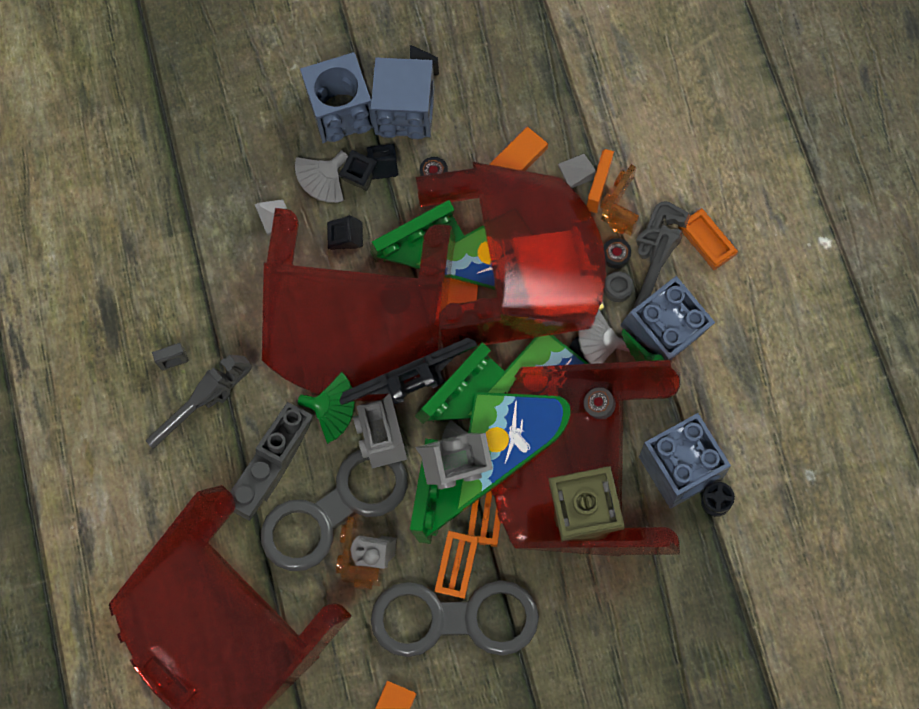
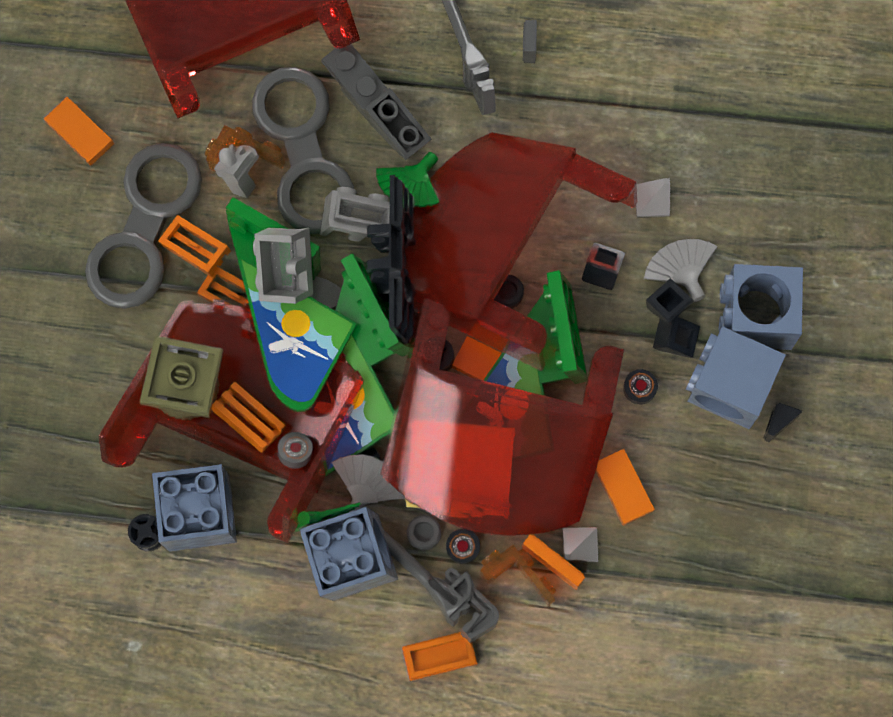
camera: 110 degrees right, 5 degrees up
(595, 428) = (257, 408): none -> orange tile

